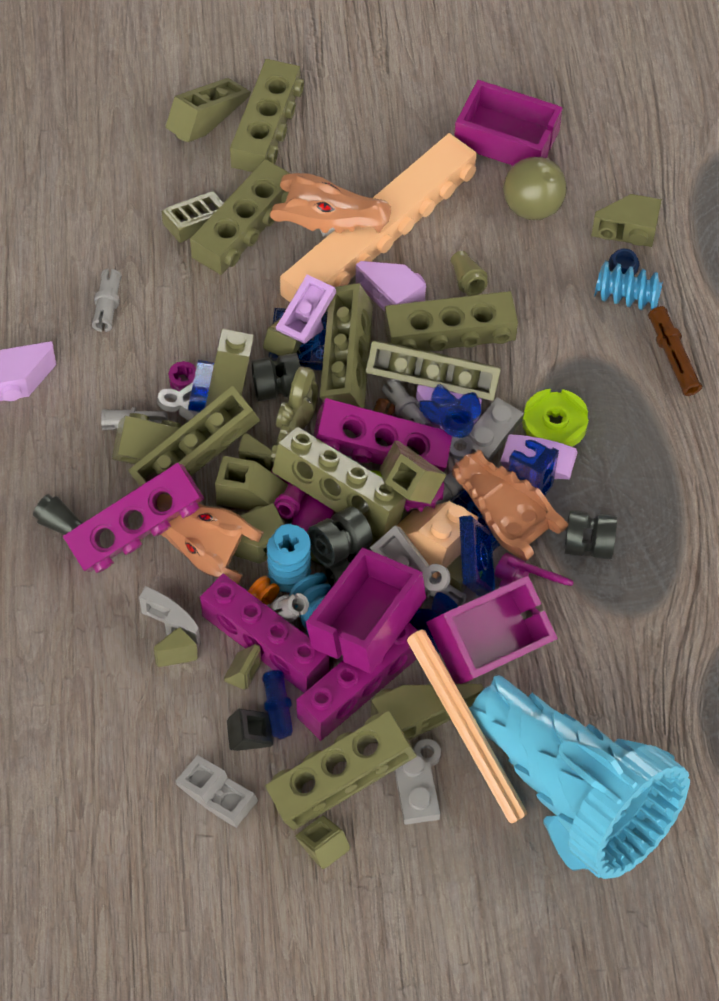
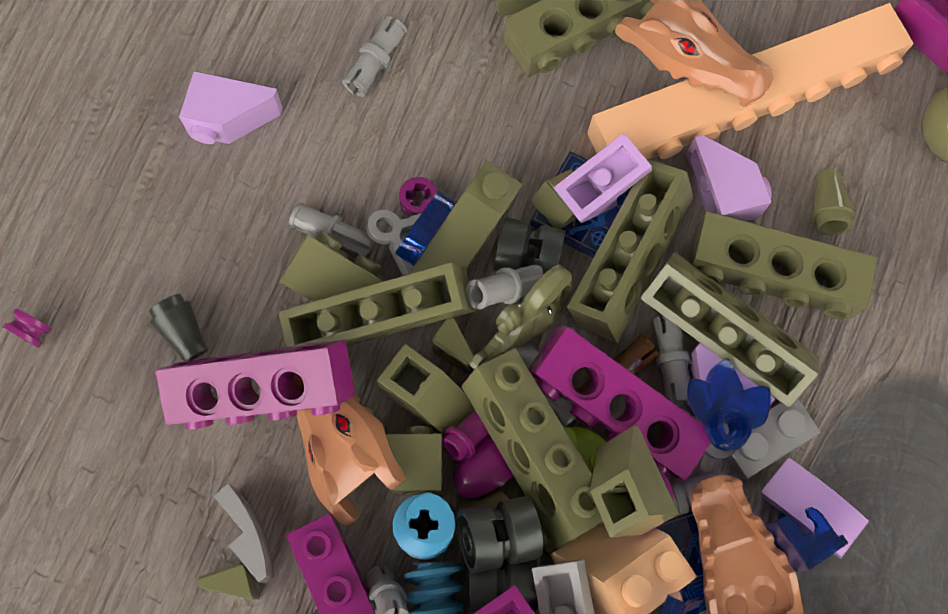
camera: 20 degrees right, 15 degrees up
(264, 590) = (376, 548): orange bush -> none
(272, 395) = (504, 286): none -> light grey axle
(567, 405) = (884, 451): lime plate -> none

